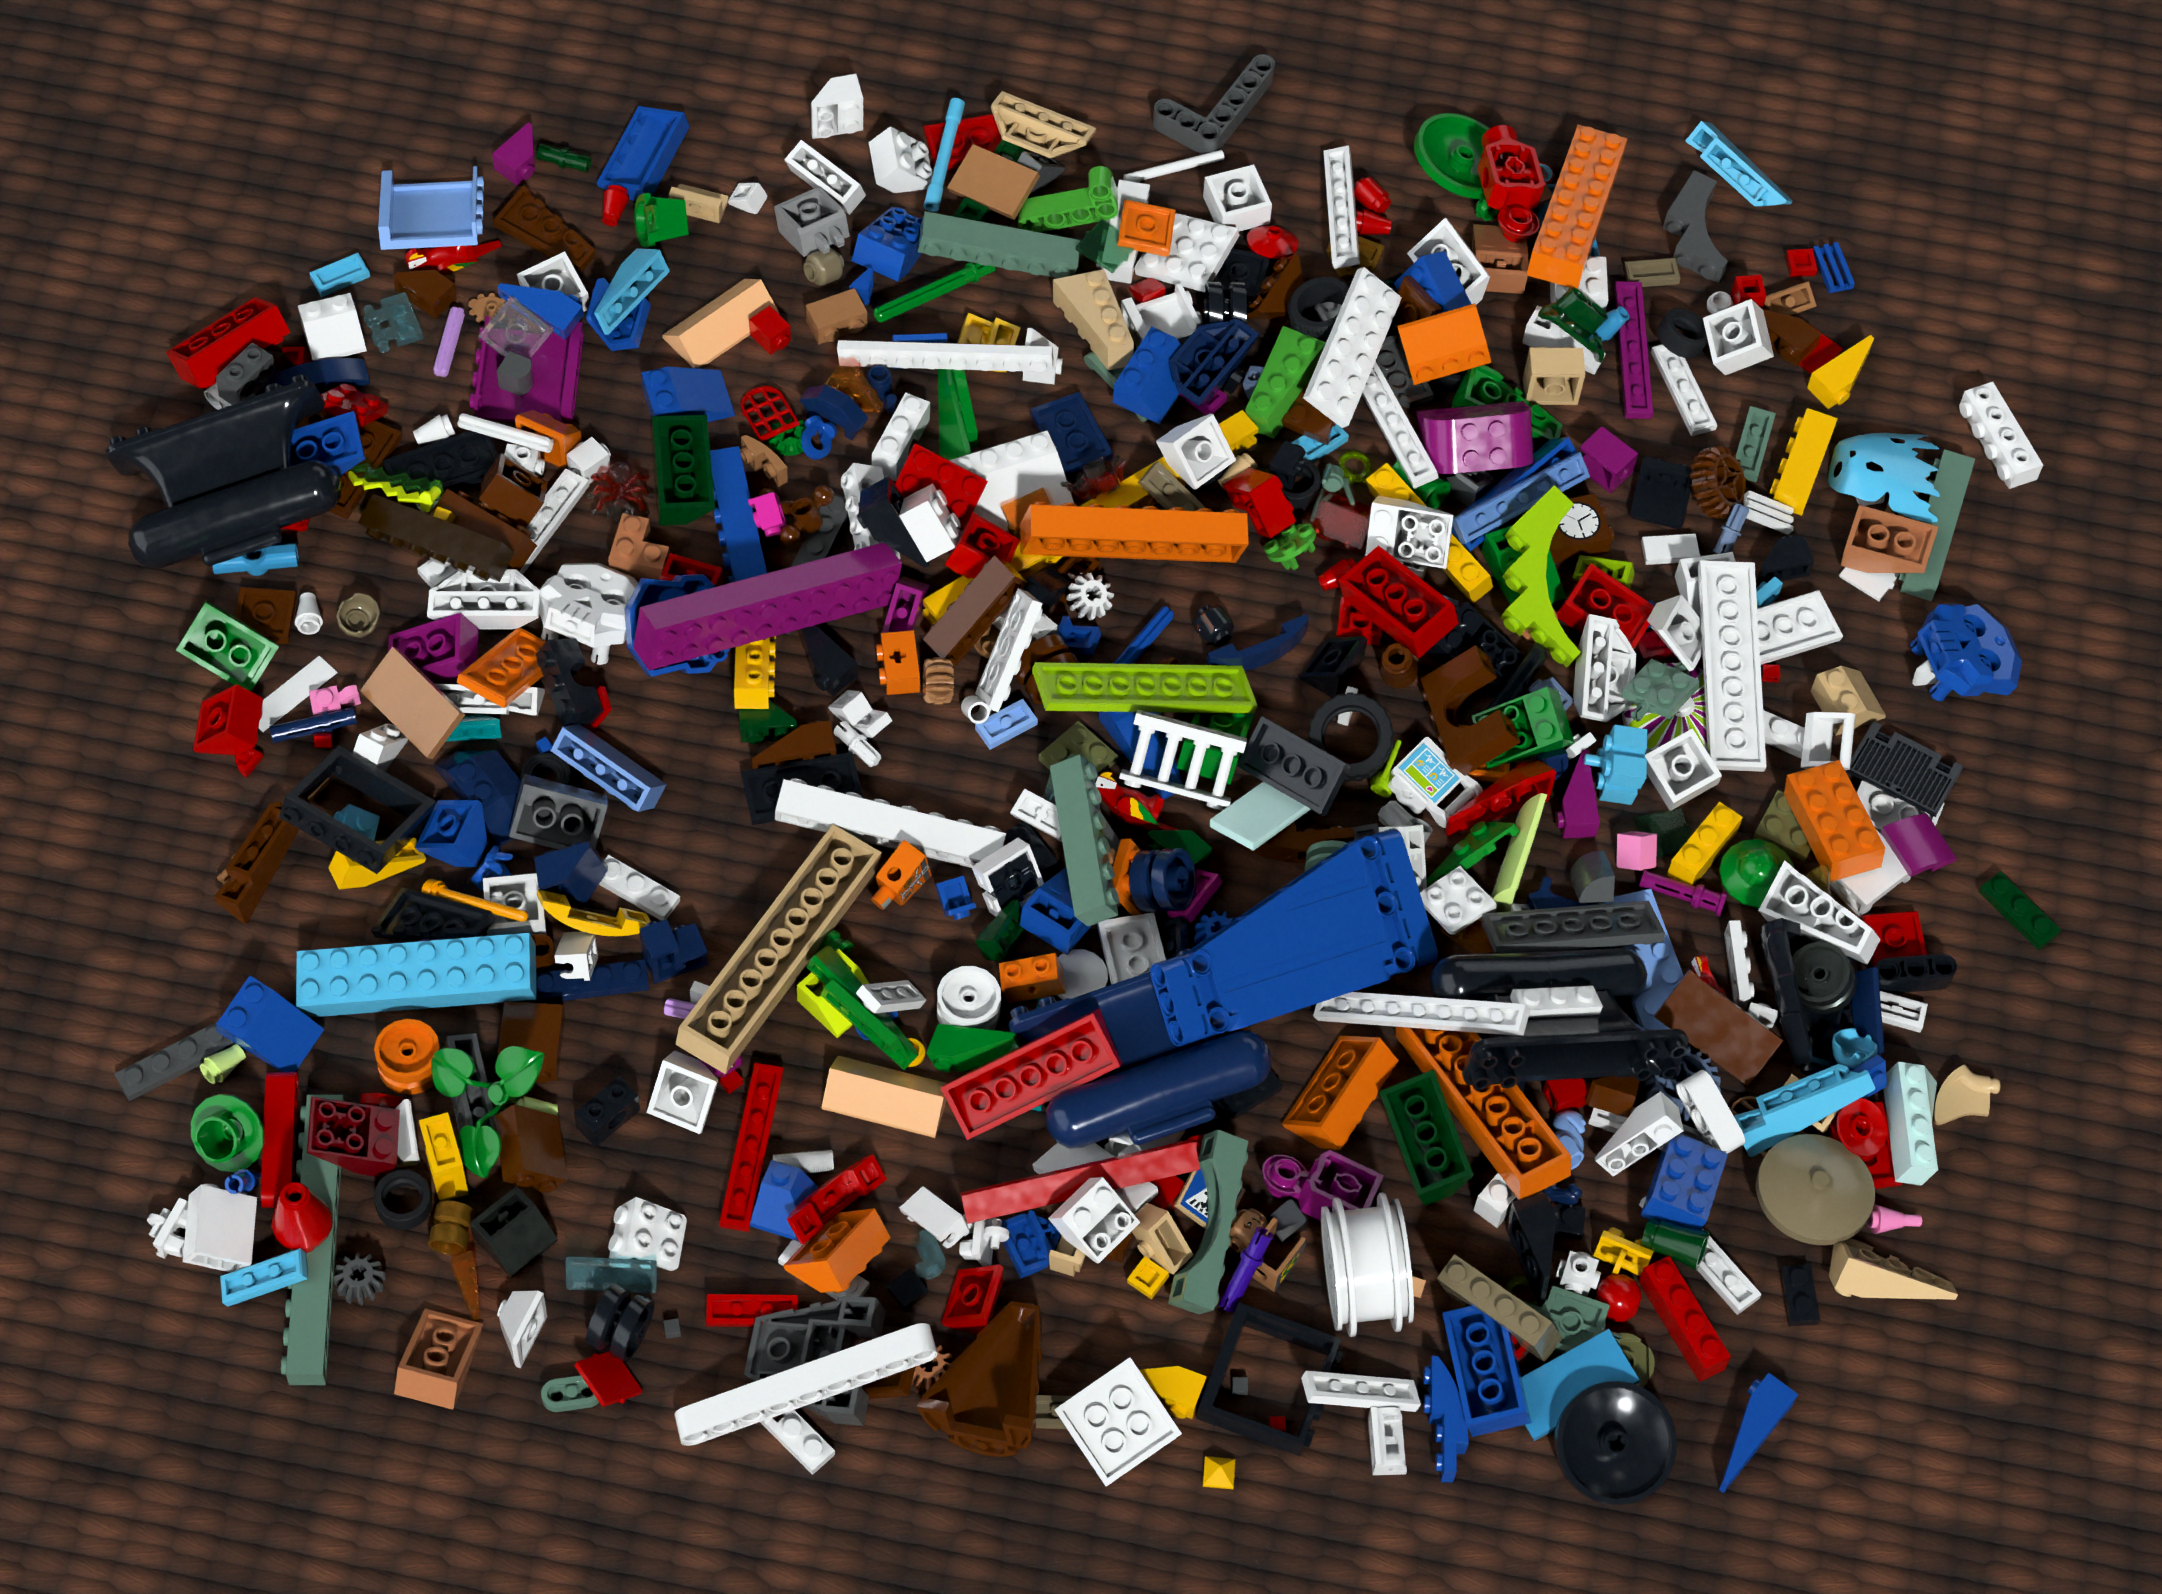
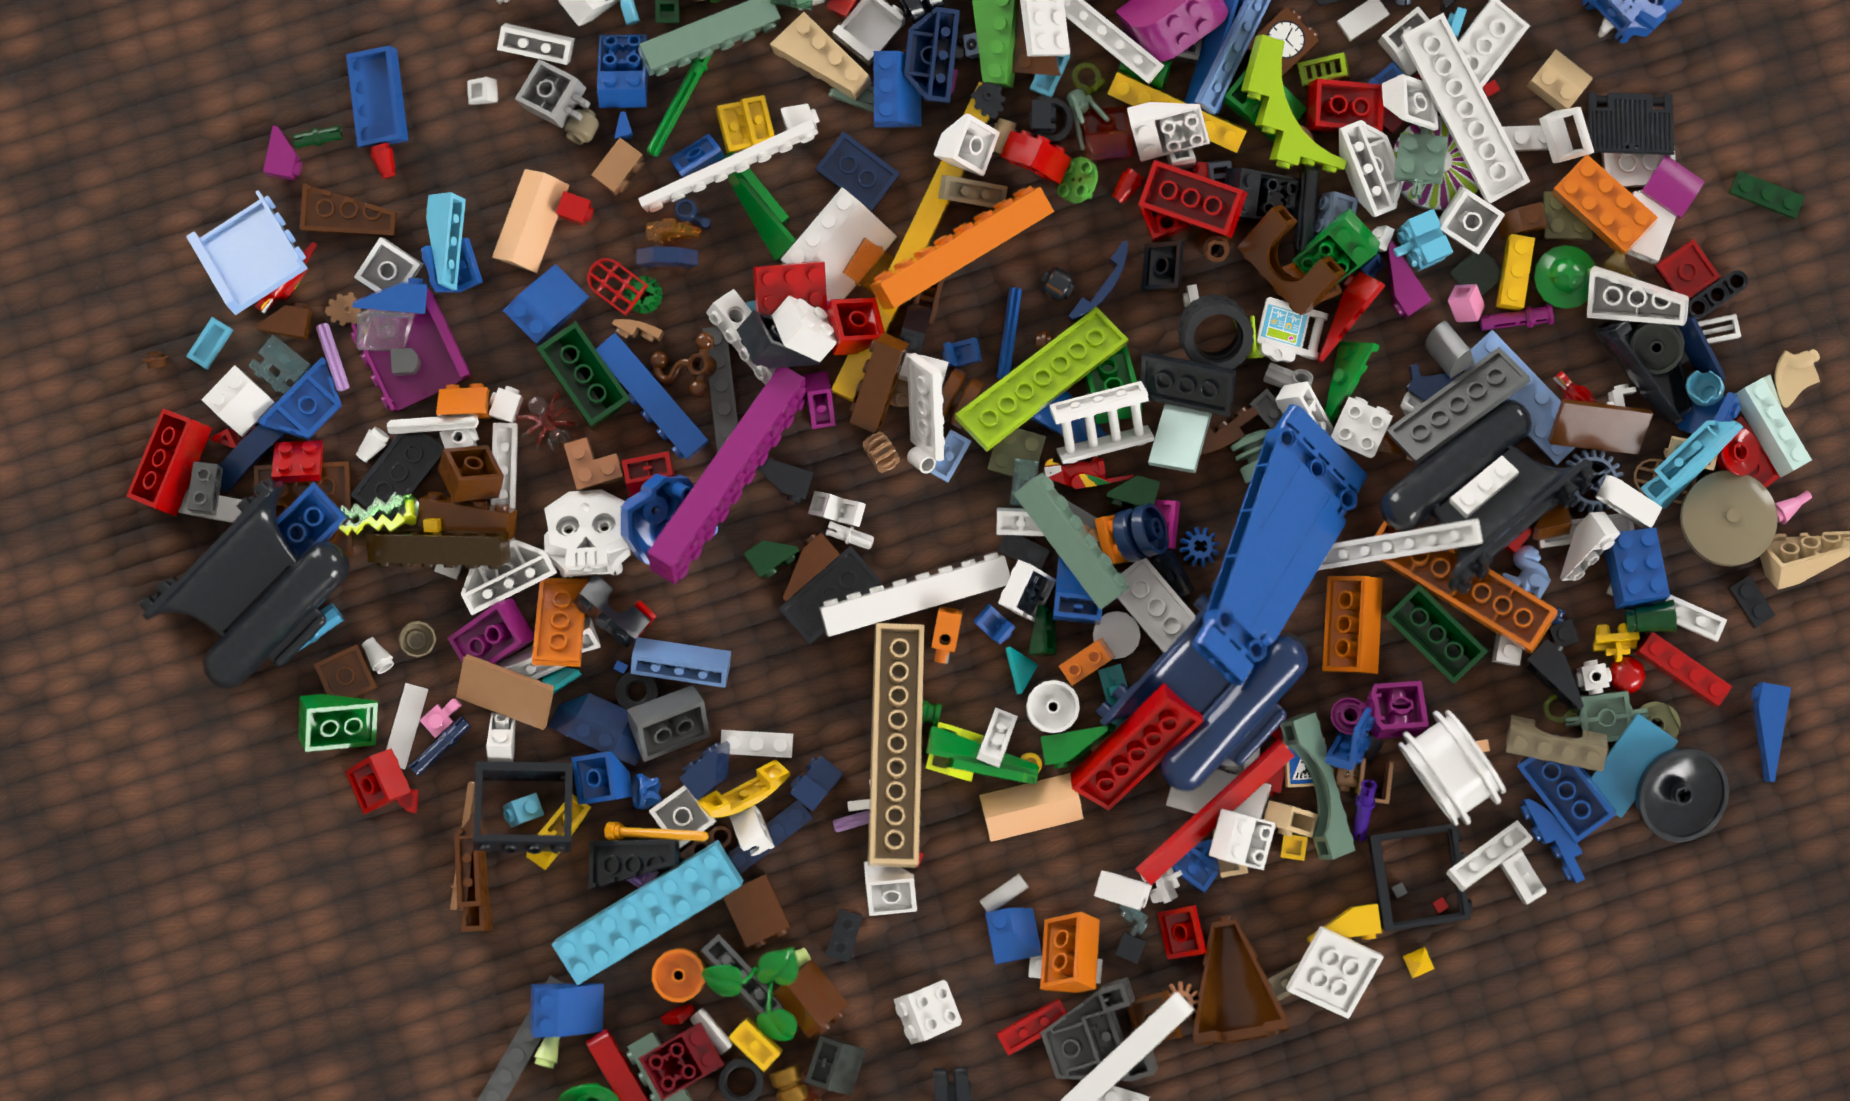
camera: 25 degrees left, 25 degrees up
(278, 260) = (156, 359): none -> reddish brown plate
(323, 740) = (454, 753): red piece -> none
(393, 365) = (305, 404): none -> blue wing
(601, 1273) = (920, 1055): clear light blue slope -> none
(659, 219) = (431, 159): green container -> none
(672, 1328) = (984, 1069): dark grey piece -> none
(700, 202) = (447, 117): tan panel -> none
(751, 1147) = (960, 902): red plate -> none
(753, 674) = (744, 530): yellow brick -> none
(768, 513) = (674, 381): dark pink brick -> none
(826, 431) = (670, 275): blue piece -> none
(834, 1196) = (1040, 912): red slope -> none
(900, 662) = (840, 436): orange brick -> none
(905, 425) = (730, 250): white arch -> none
(957, 952) = (1021, 669): none -> teal slope
(1082, 603) = (956, 321): white gear -> none
(1097, 477) = (902, 208): animal -> none
(1242, 426) = (988, 99): none -> black piece
(1279, 1191) = (1350, 749): none -> blue bracket
(1517, 853) = (1384, 361): yellowish green slope -> none
(1738, 964) = (1586, 359): white plate -> none
(1744, 797) = (1523, 220): none -> reddish brown slope

